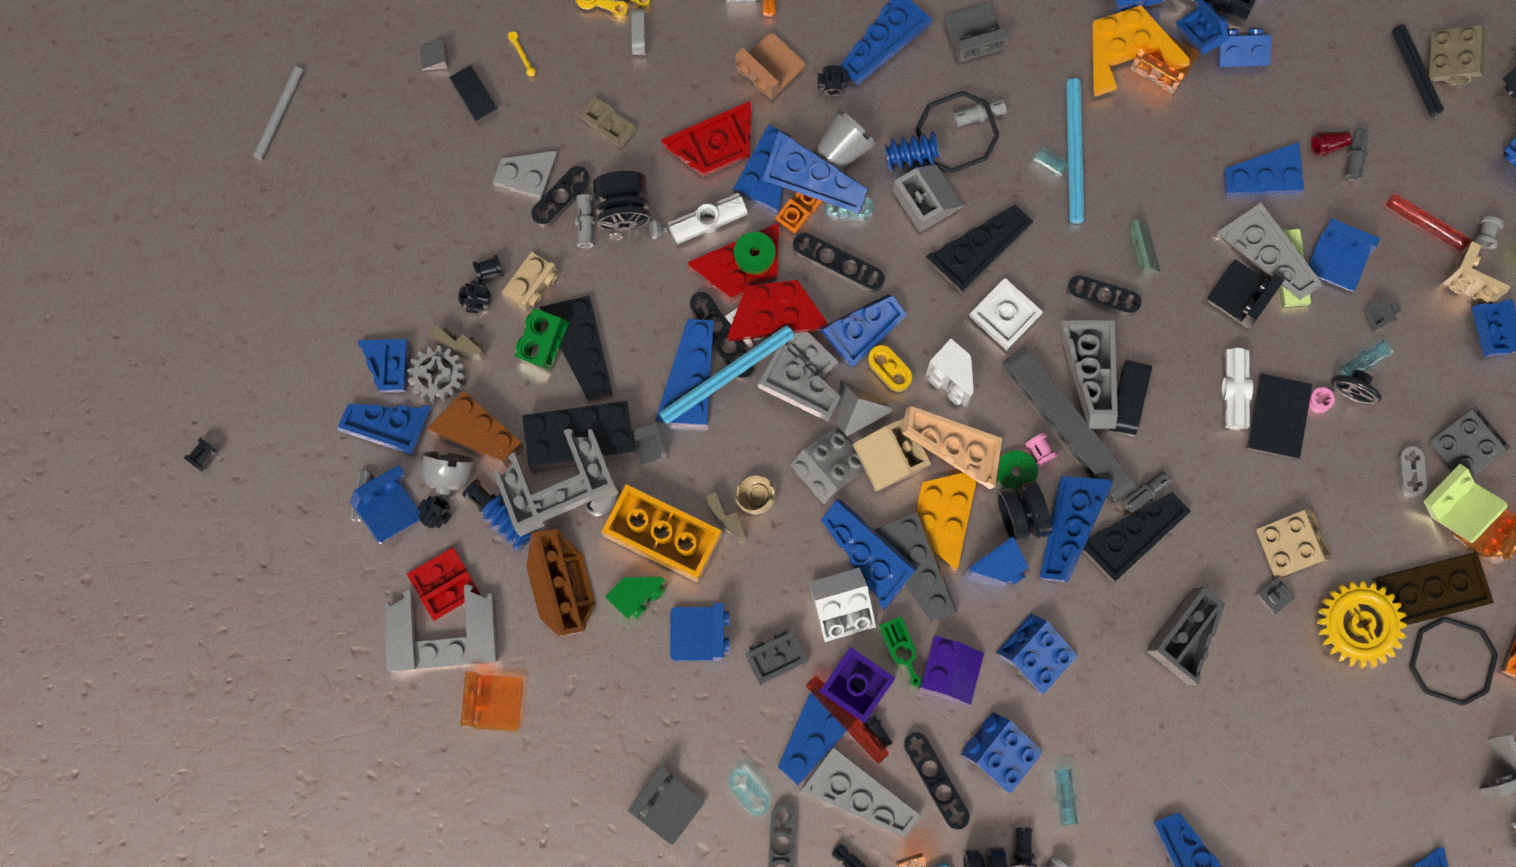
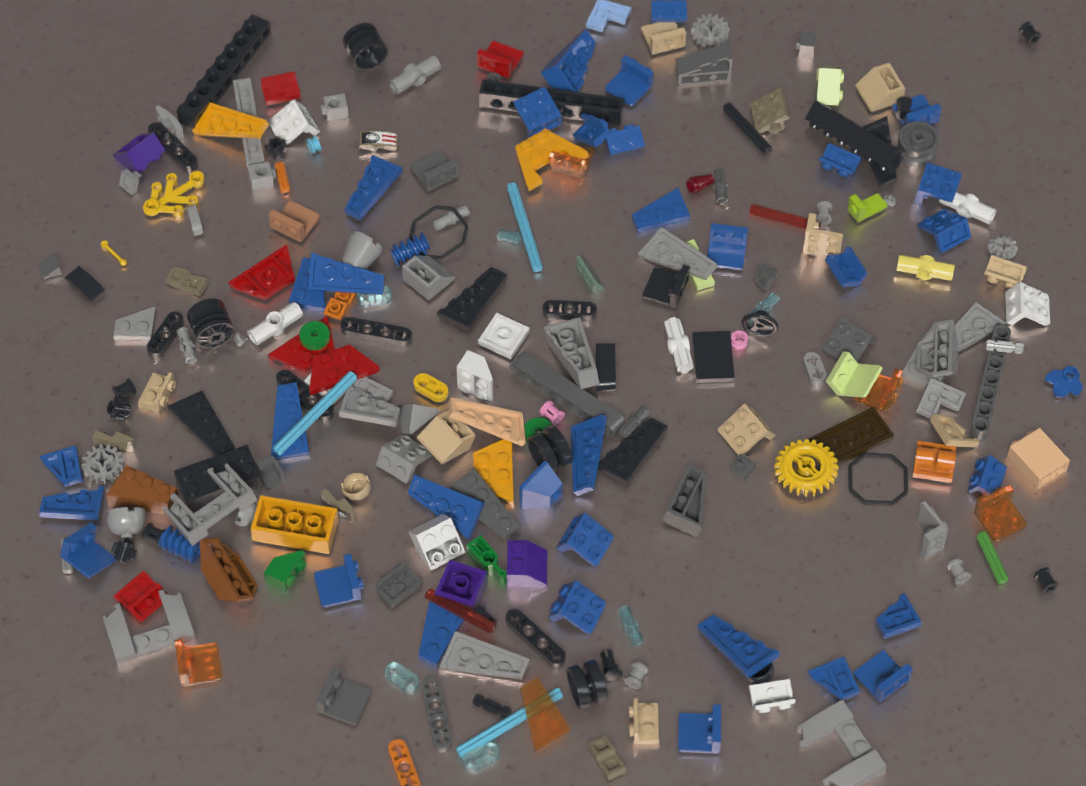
camera: 15 degrees left, 20 degrees down
(548, 341) = (179, 422): green brick -> none
(832, 80) = (341, 219): black gear -> none
(863, 328) = (403, 367): blue wing -> none

